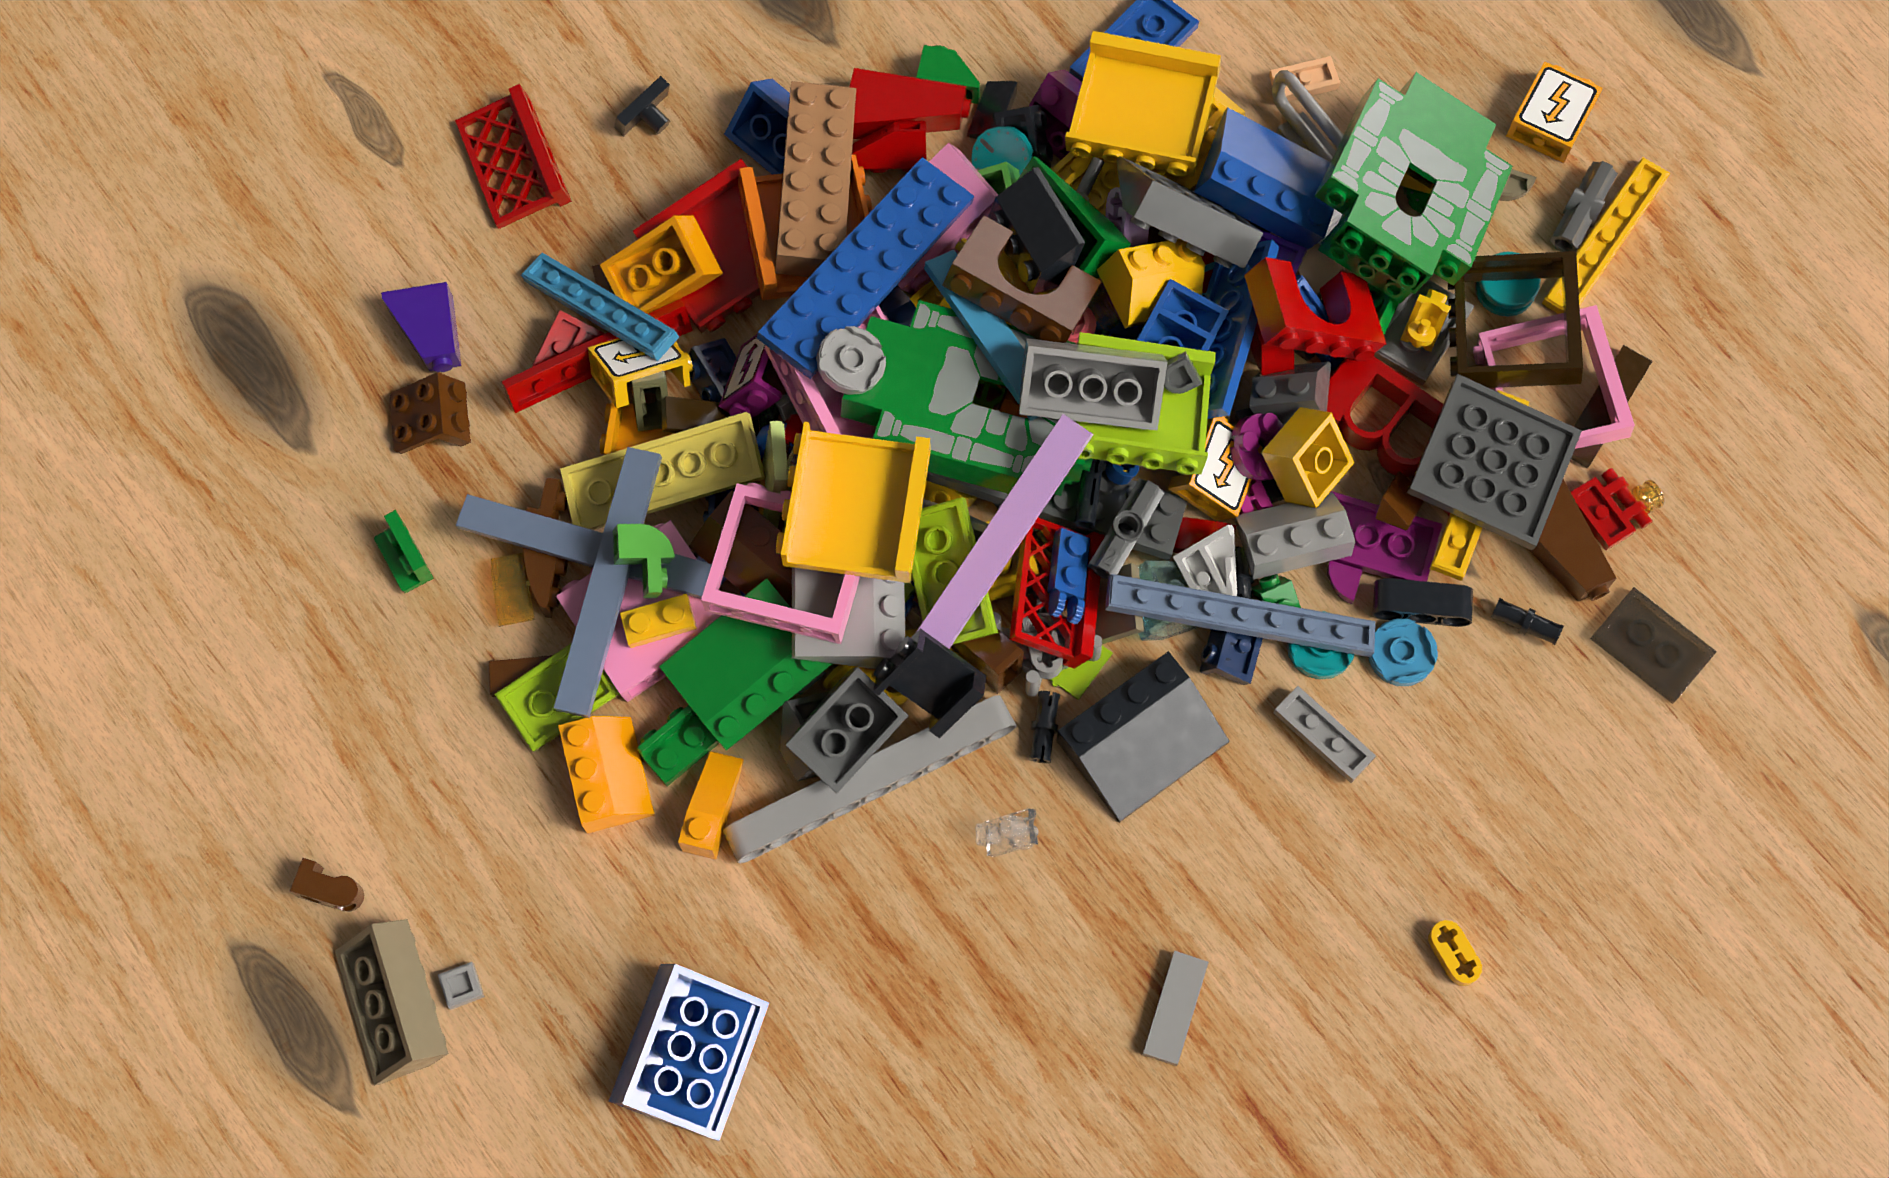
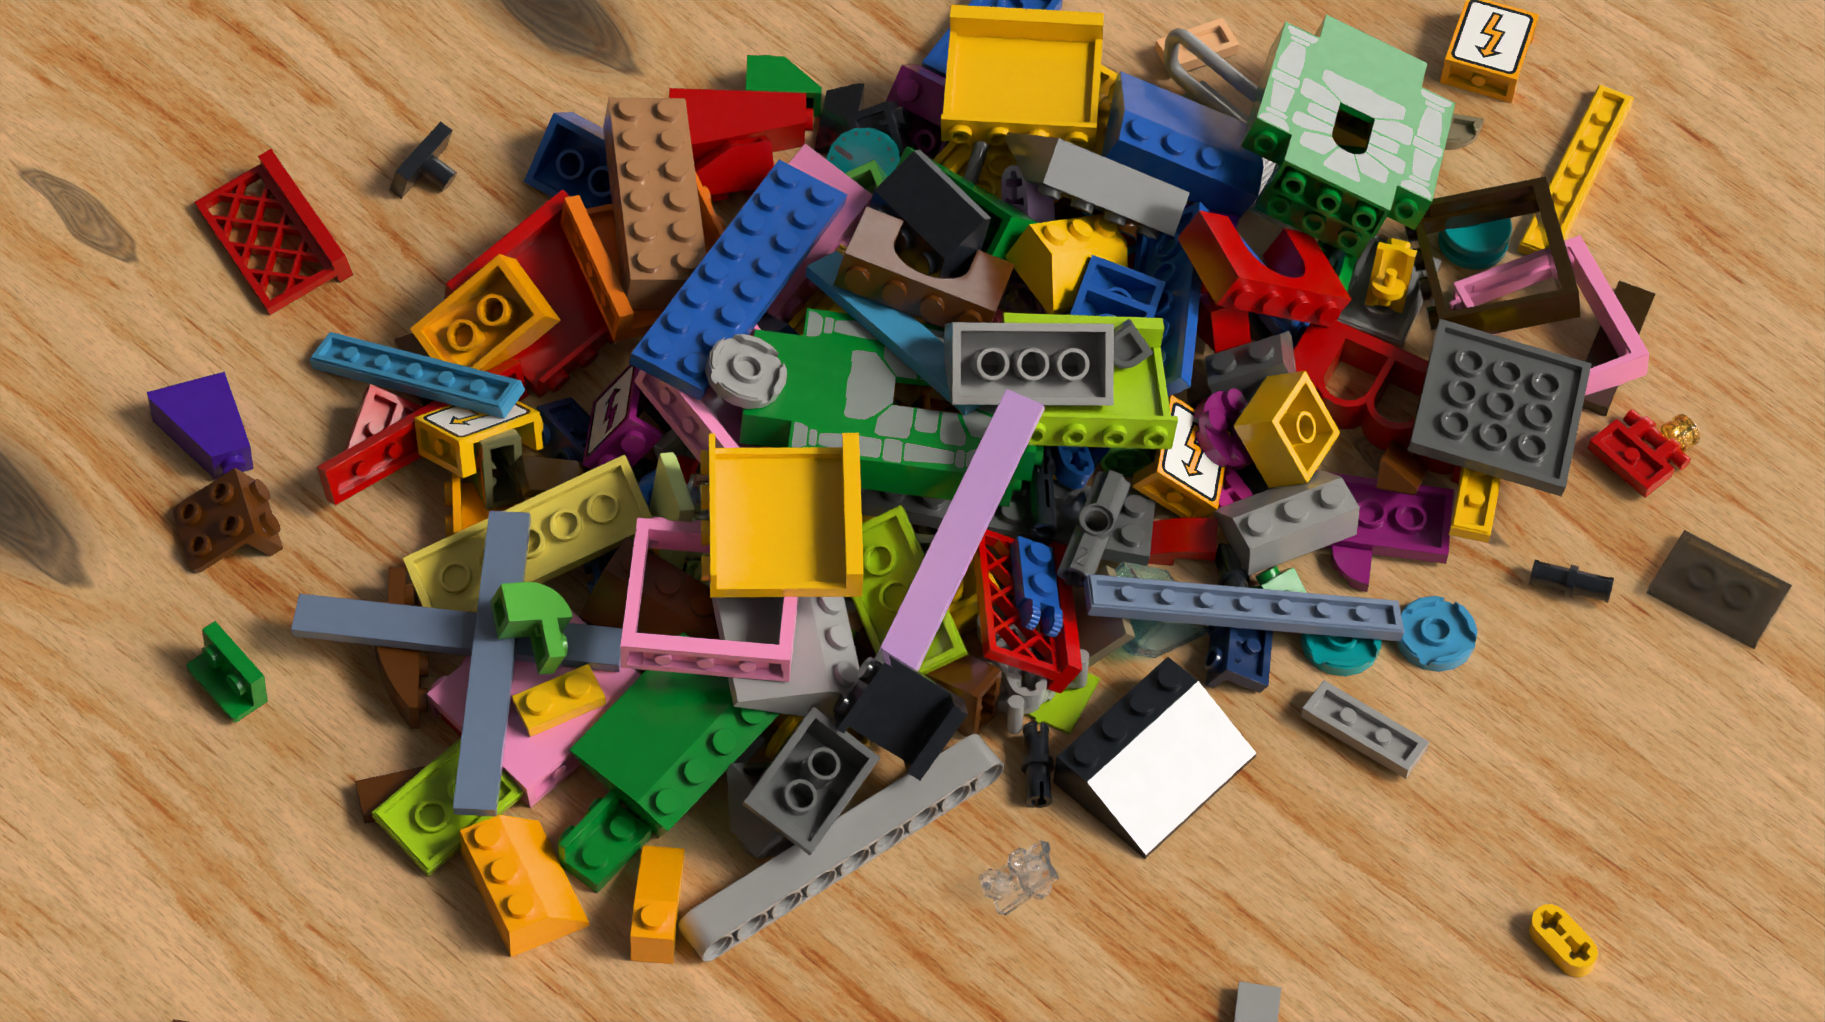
camera: 15 degrees left, 15 degrees down
(511, 590) = (368, 699): clear yellow slope -> none
(1211, 563) = (1196, 555): white wing -> none
(1423, 602) = (1450, 574): black beam -> none
(1572, 551) = (1605, 499): reddish brown slope -> none
(1584, 206) = (1545, 137): dark grey piece -> none

